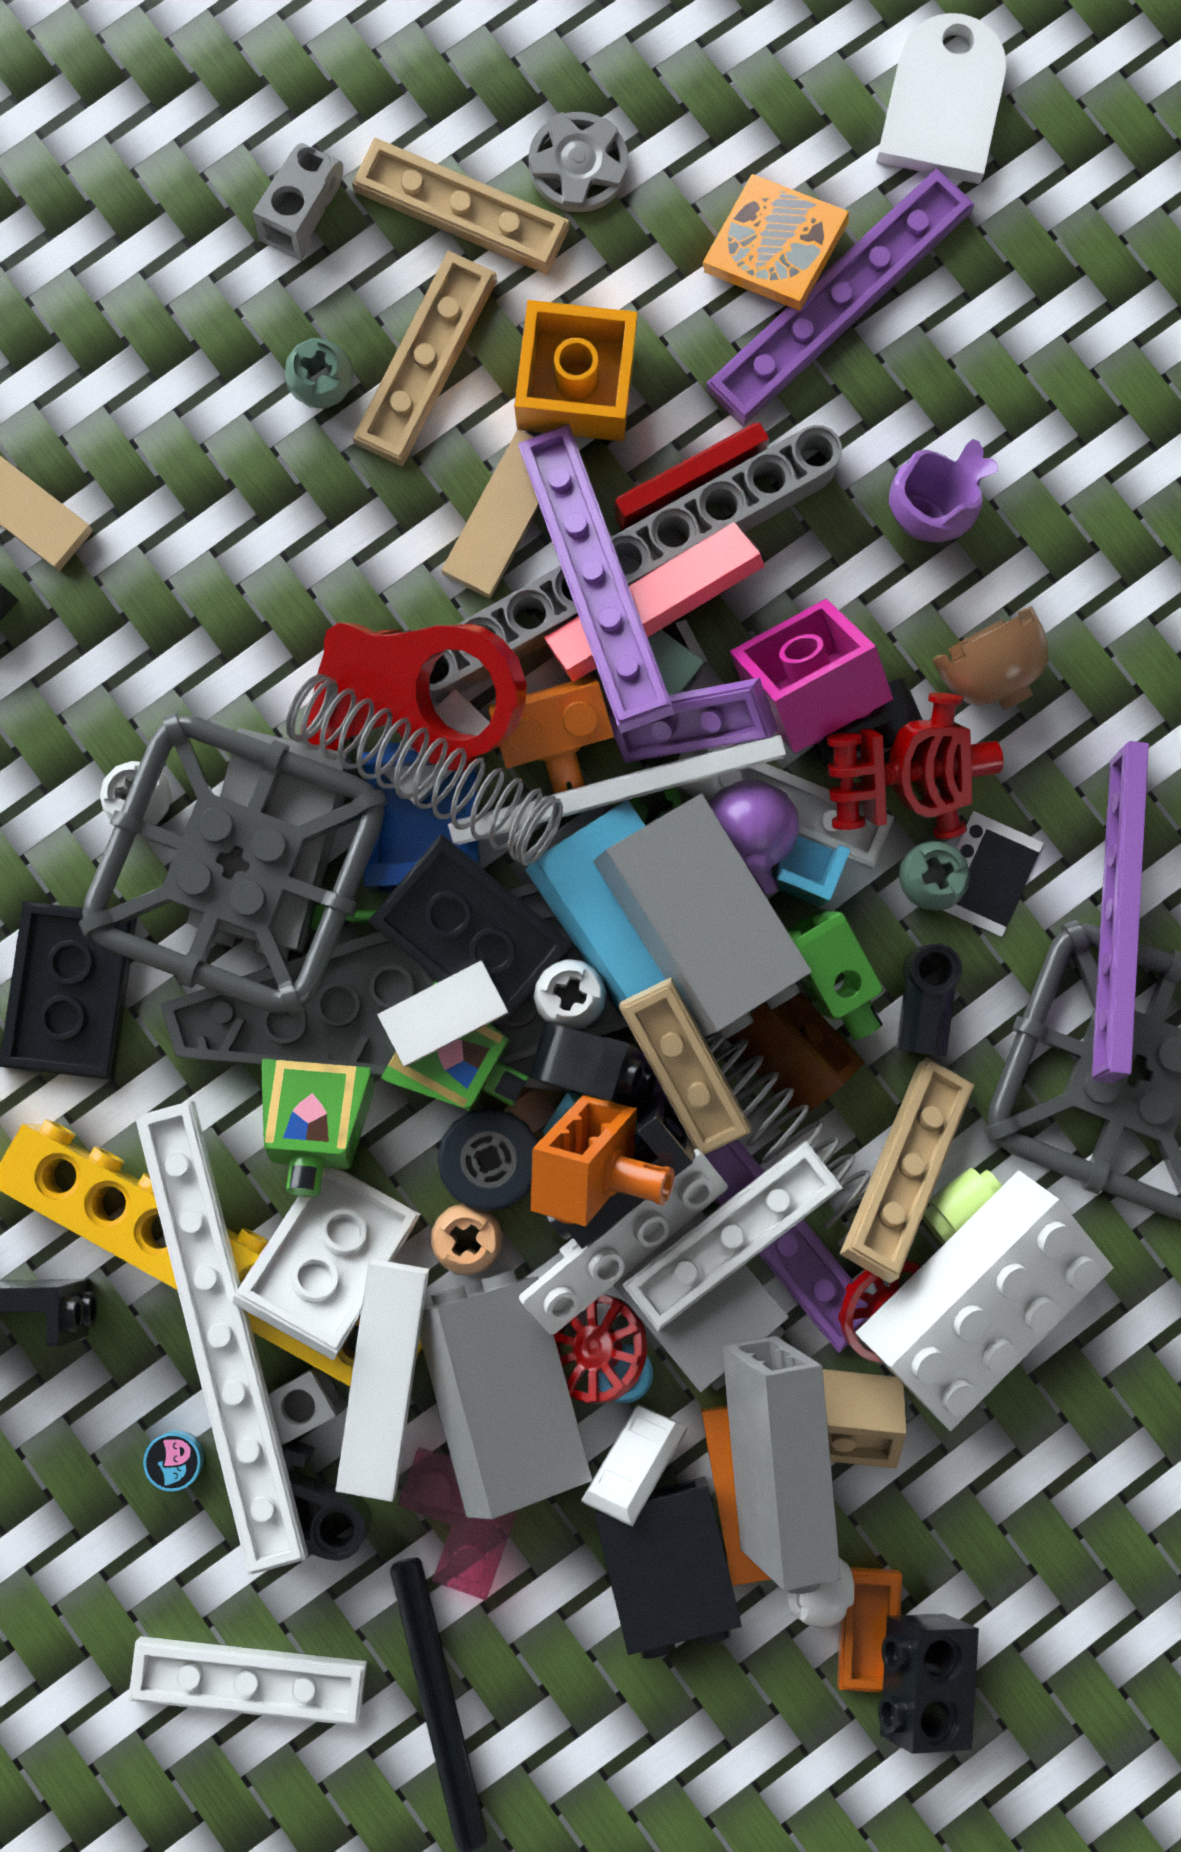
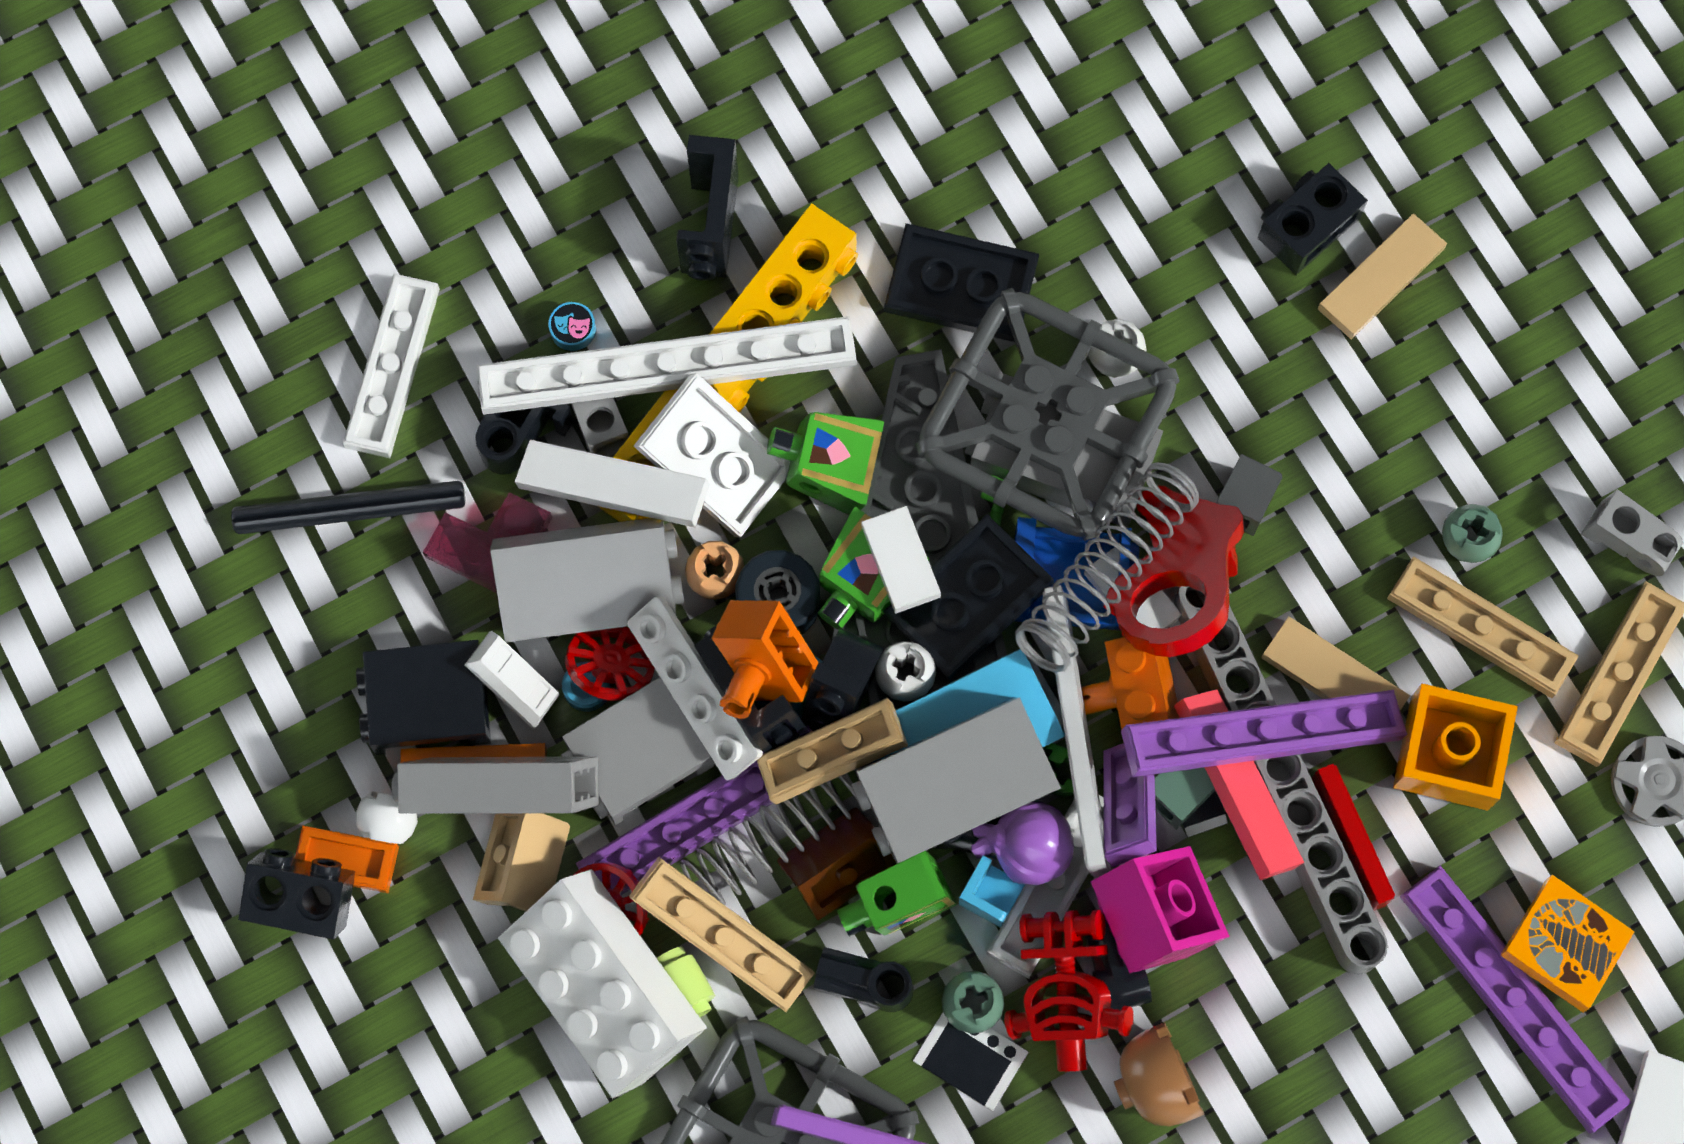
camera: 95 degrees right, 10 degrees down
(297, 625) = (1251, 490): none -> dark grey panel
(731, 1235) = (687, 776): white tile -> none
(940, 496) = (1316, 1053): medium lavender hat -> none

